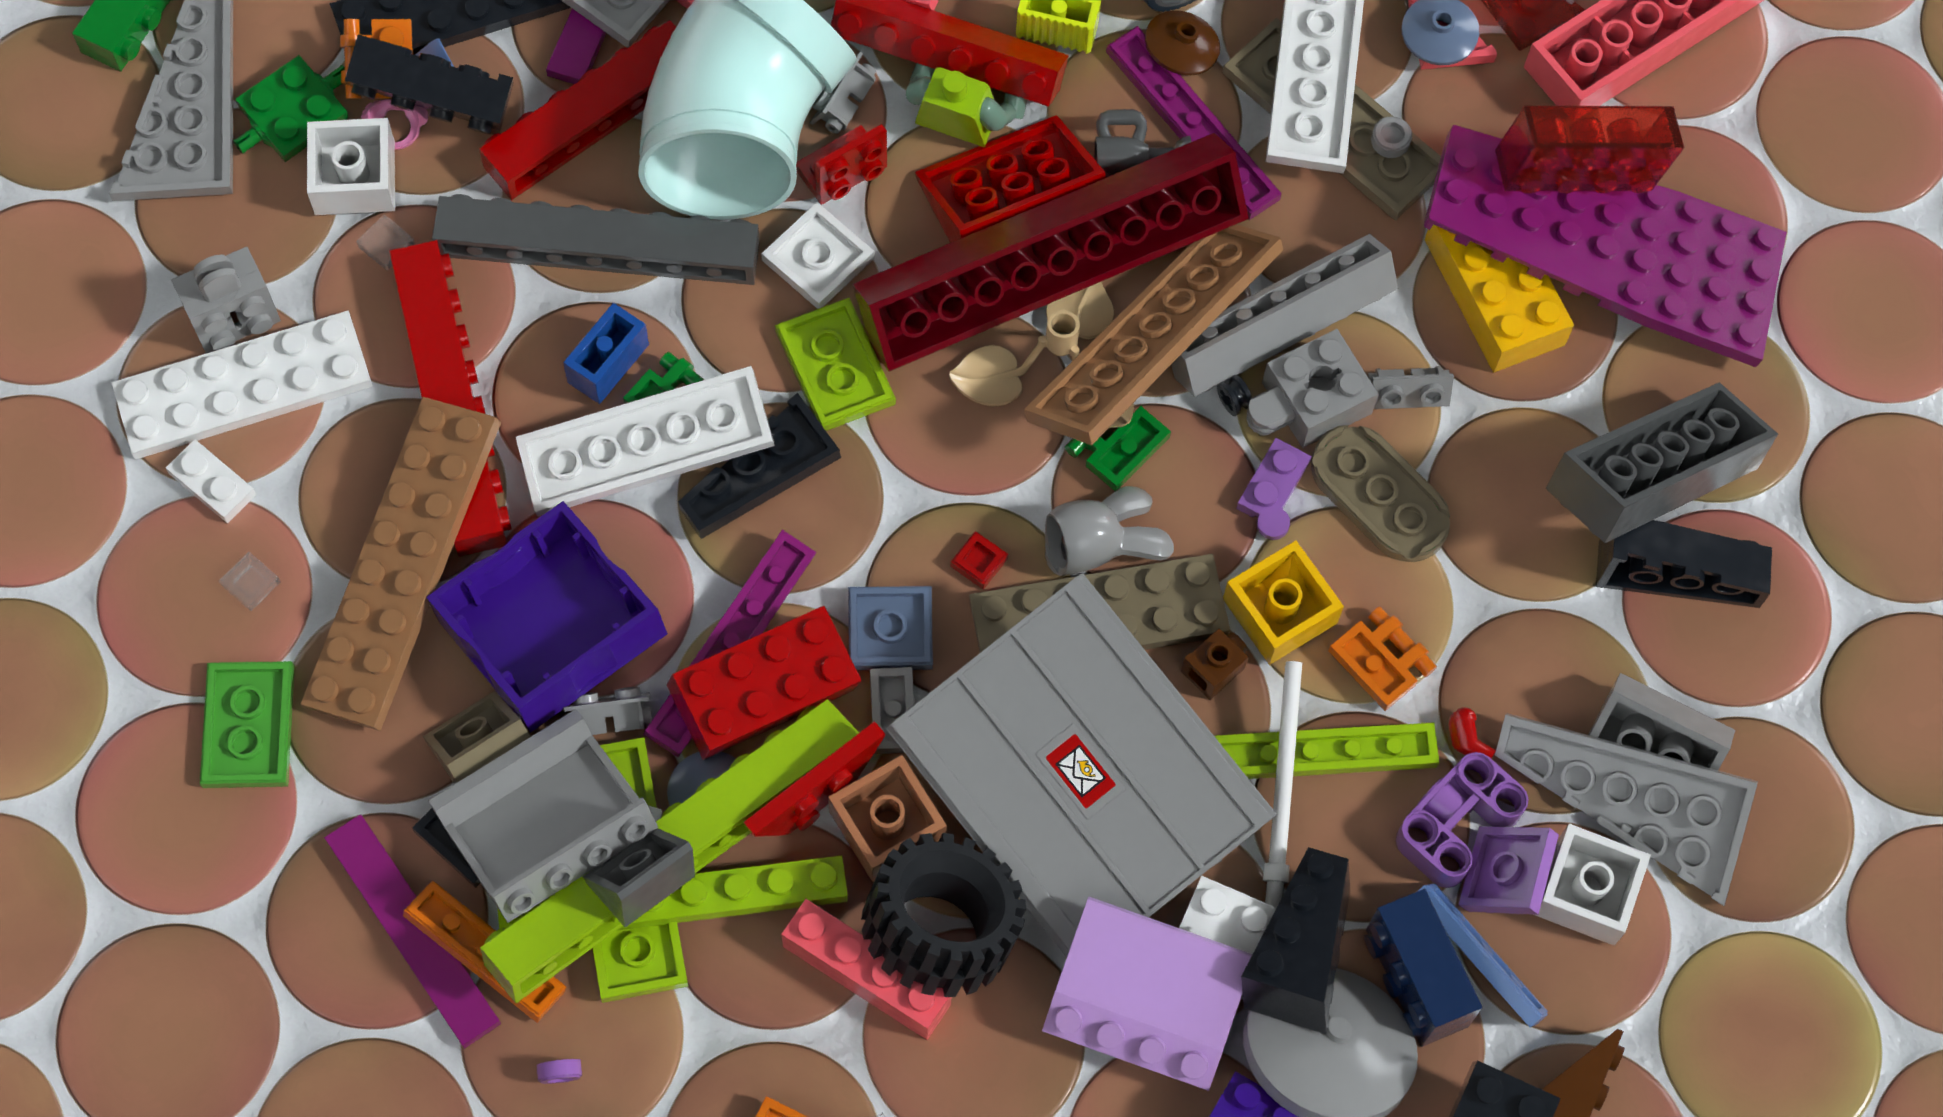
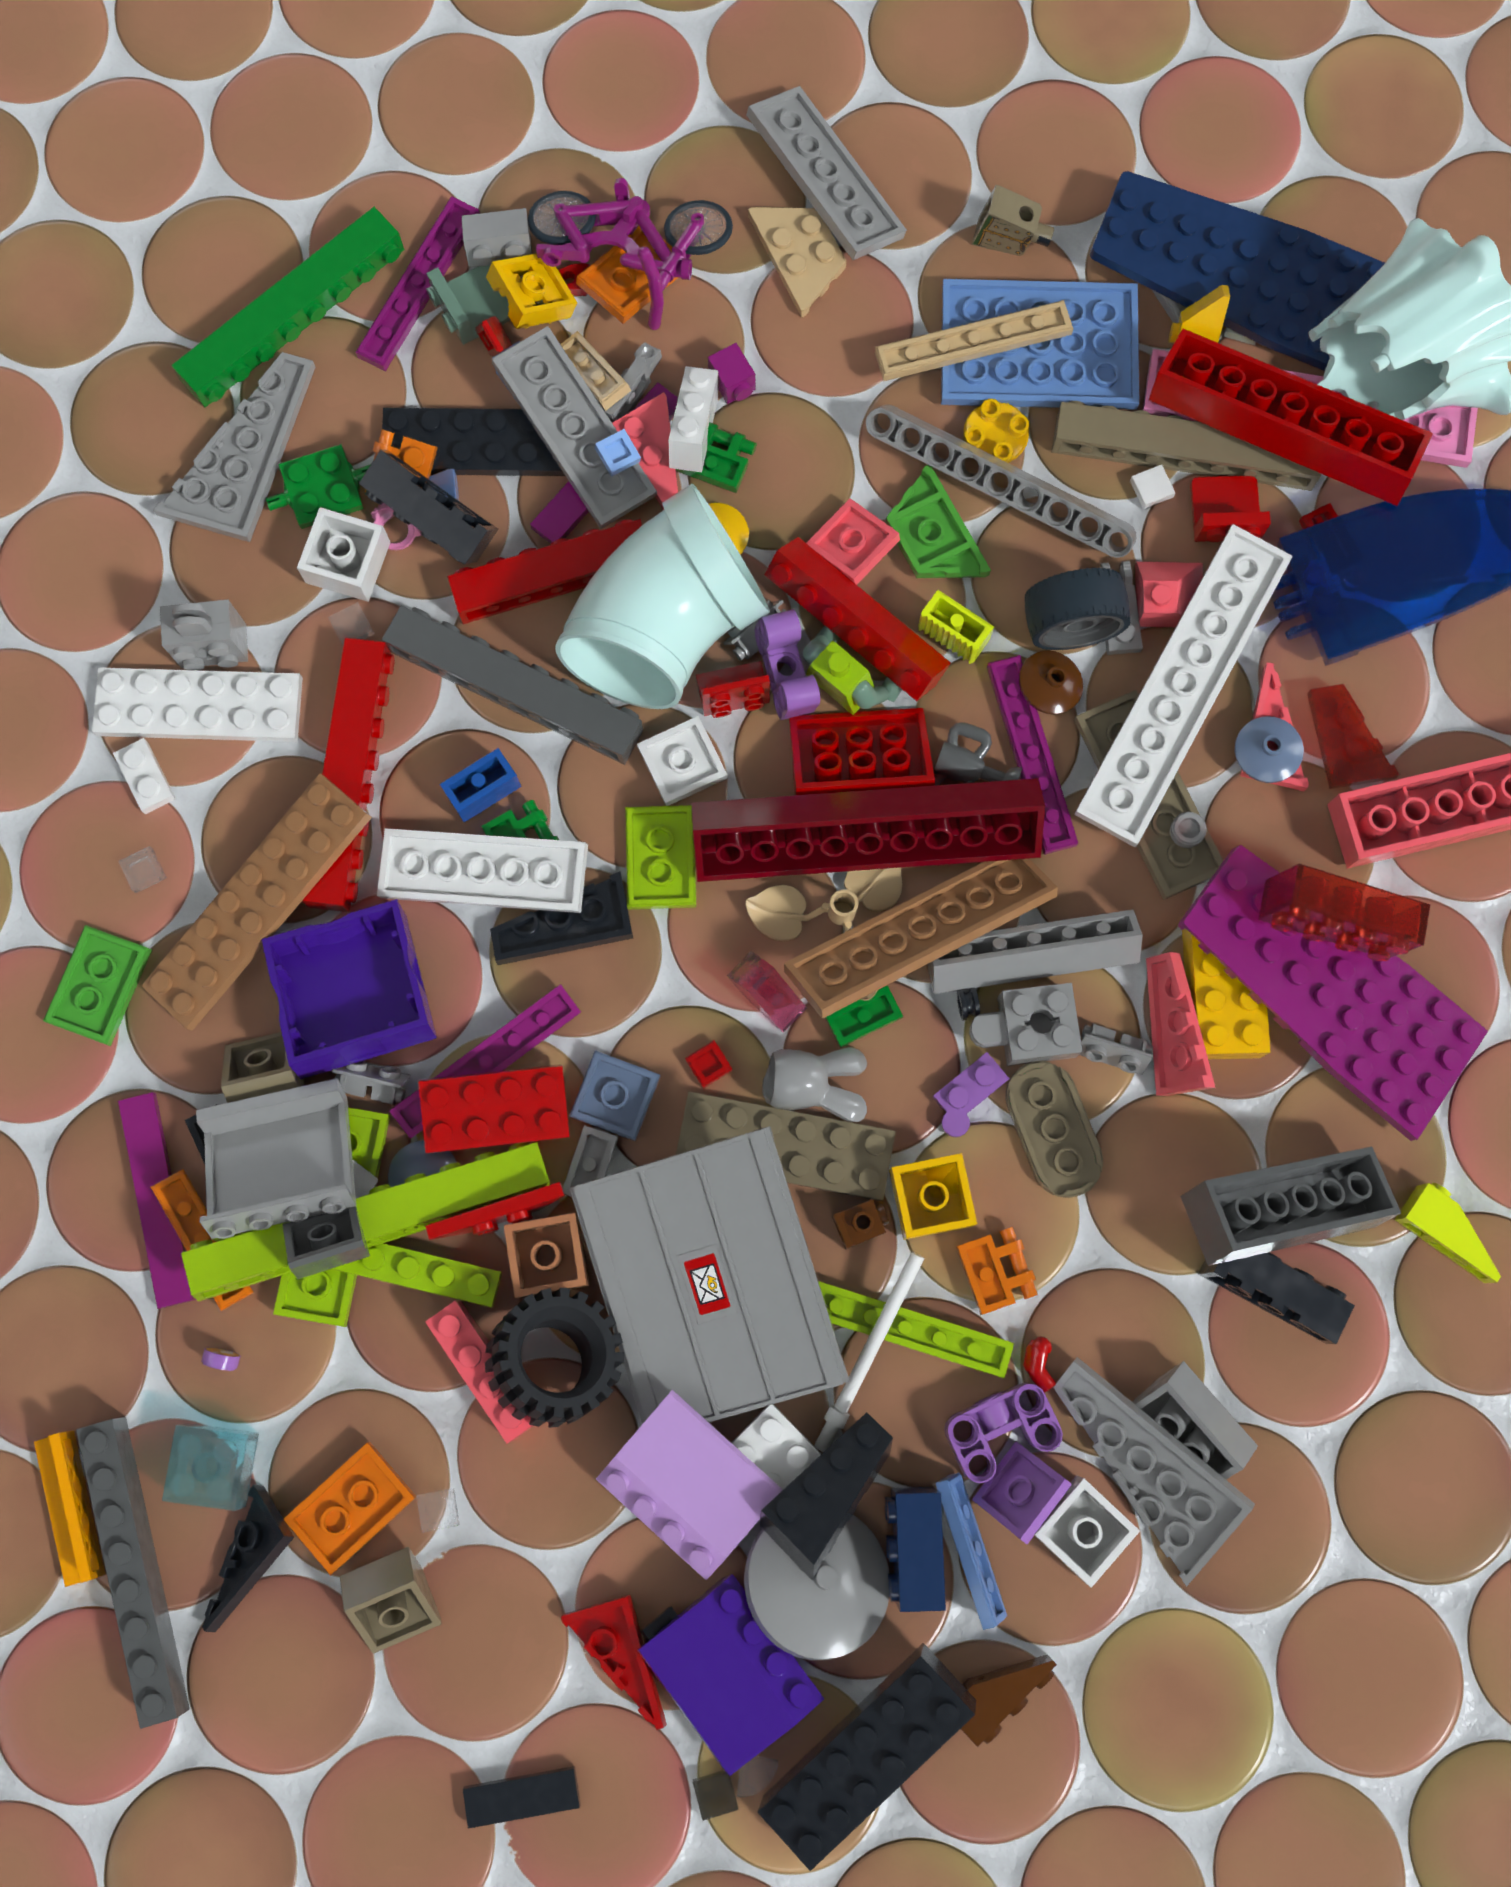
camera: 25 degrees right, 10 degrees up
(873, 97) = (777, 643): none -> medium lavender beam
(1012, 458) = (767, 991): none -> clear pink slope
(1470, 348) = (1176, 1037): none -> coral wing
(1831, 442) = (1446, 1228): none -> neon yellow slope

